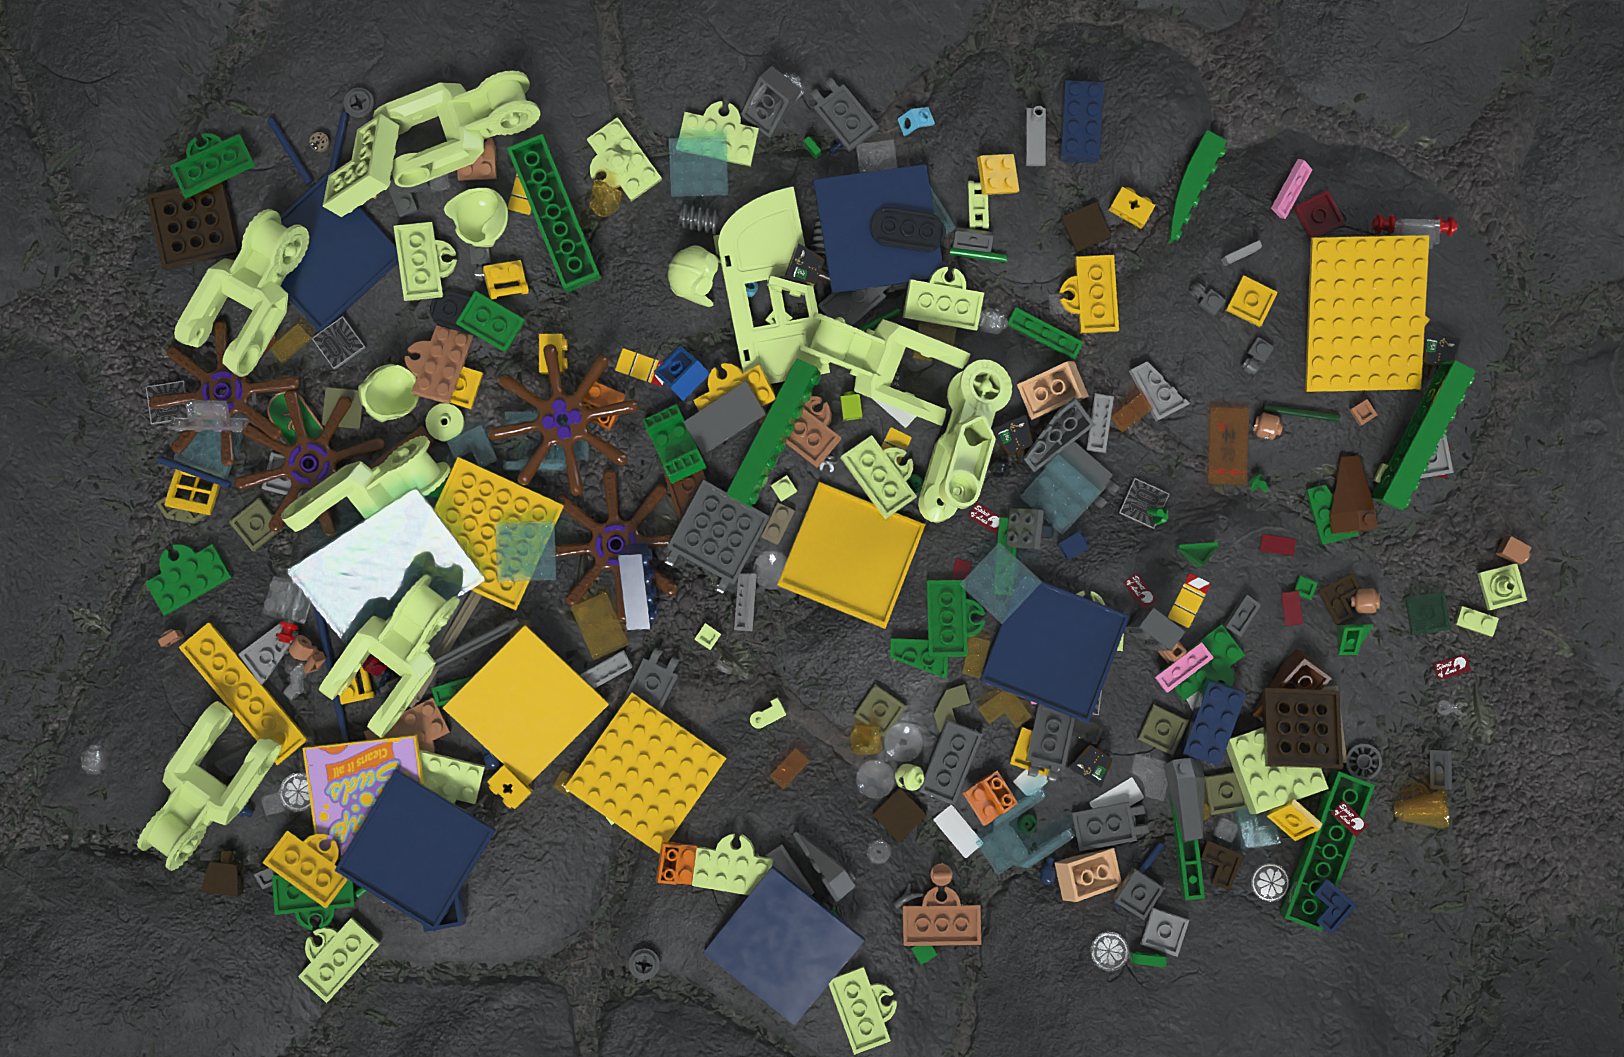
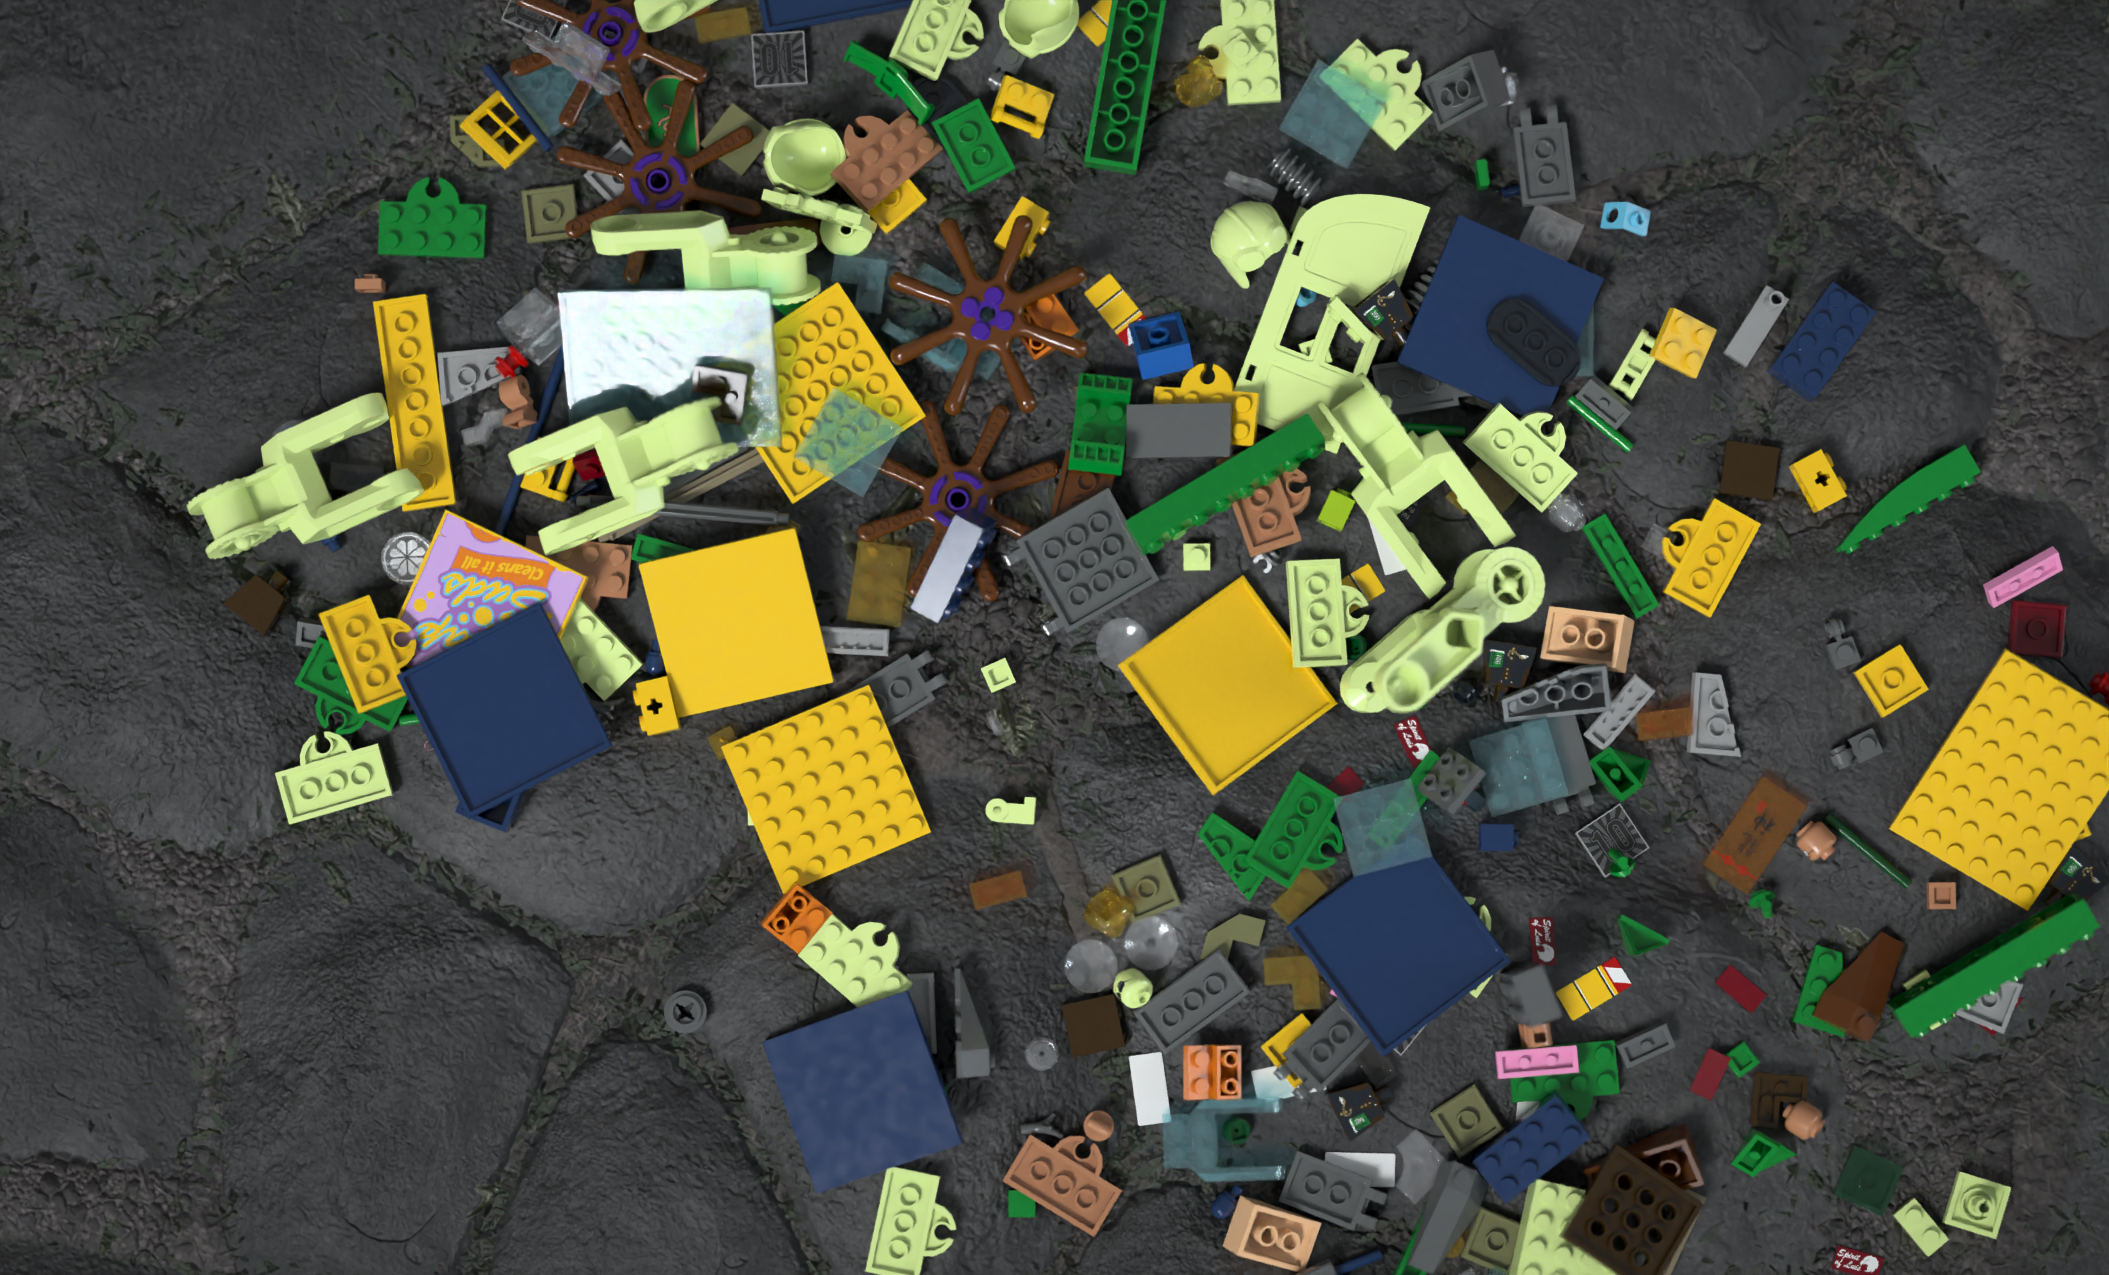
camera: 35 degrees right, 0 degrees up
(94, 760) = (194, 372): clear head -> none
(272, 804) = (368, 553): clear tile -> none
(414, 312) = (891, 79): none -> green plate
(419, 419) = (823, 210): none -> yellowish green plate
(427, 563) = (728, 385): none -> plate
(678, 241) = (1252, 187): none -> clear tile
(745, 602) = (1067, 662): light grey plate -> none
(777, 524) = (1163, 594): dark tan plate -> none
(1123, 459) = (1620, 772): none -> green slope
(1239, 254) = (1914, 616): light grey tile -> none
(1514, 550) = (2017, 1171): nougat brick -> none

